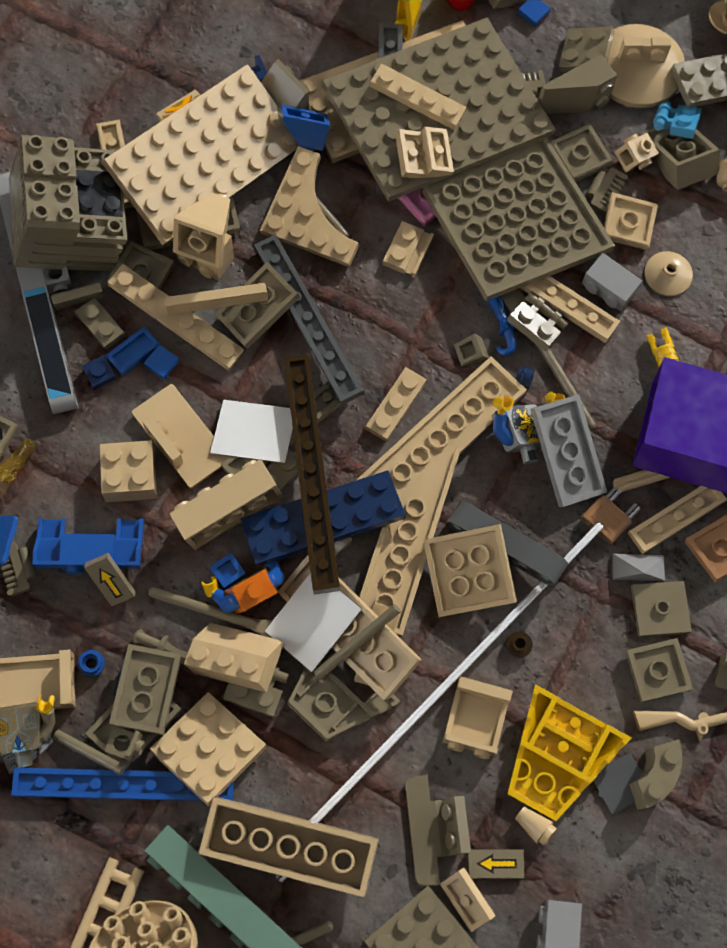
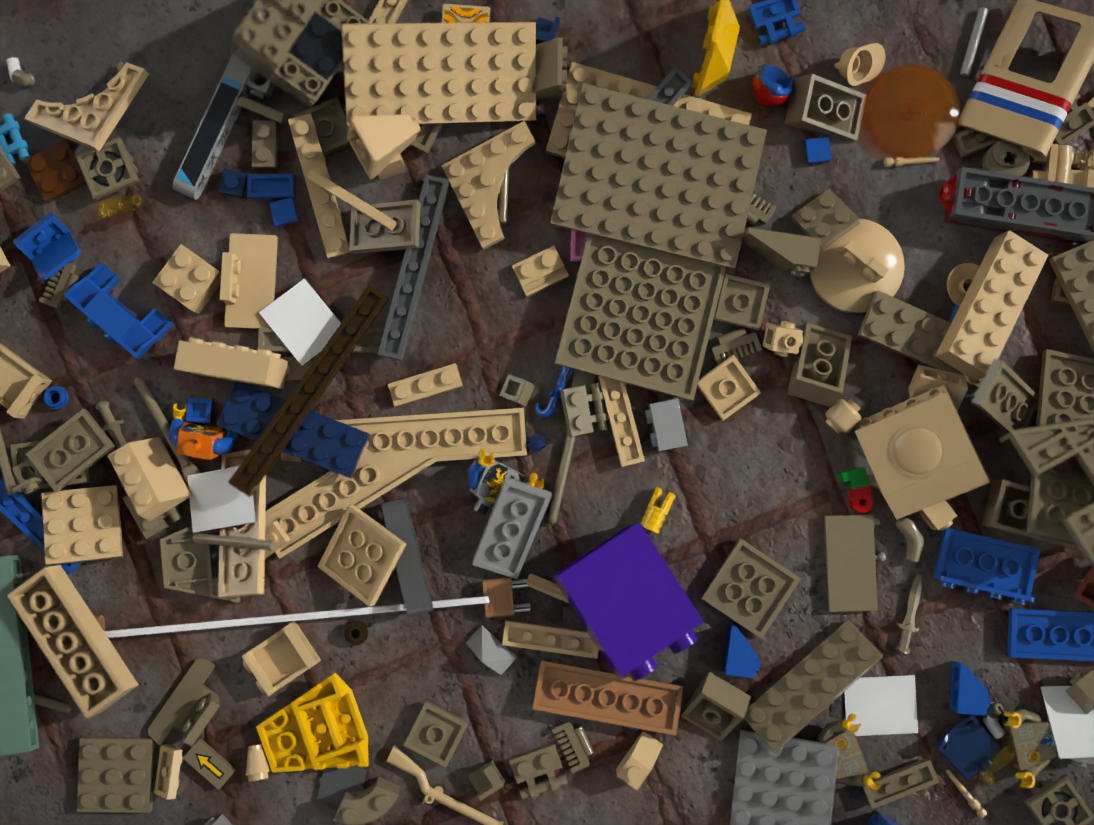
camera: 45 degrees right, 15 degrees up
(109, 579) = (109, 350): dark tan tile -> none
(306, 126) = (541, 109): blue slope -> none
(417, 96) = (643, 157): tan plate -> none
(424, 153) = (606, 209): tan slope -> none
(661, 609) = (479, 692): dark tan plate -> none
(662, 280) = (708, 452): tan dish -> none
(679, 121) = (844, 344): dark azure plate -> none

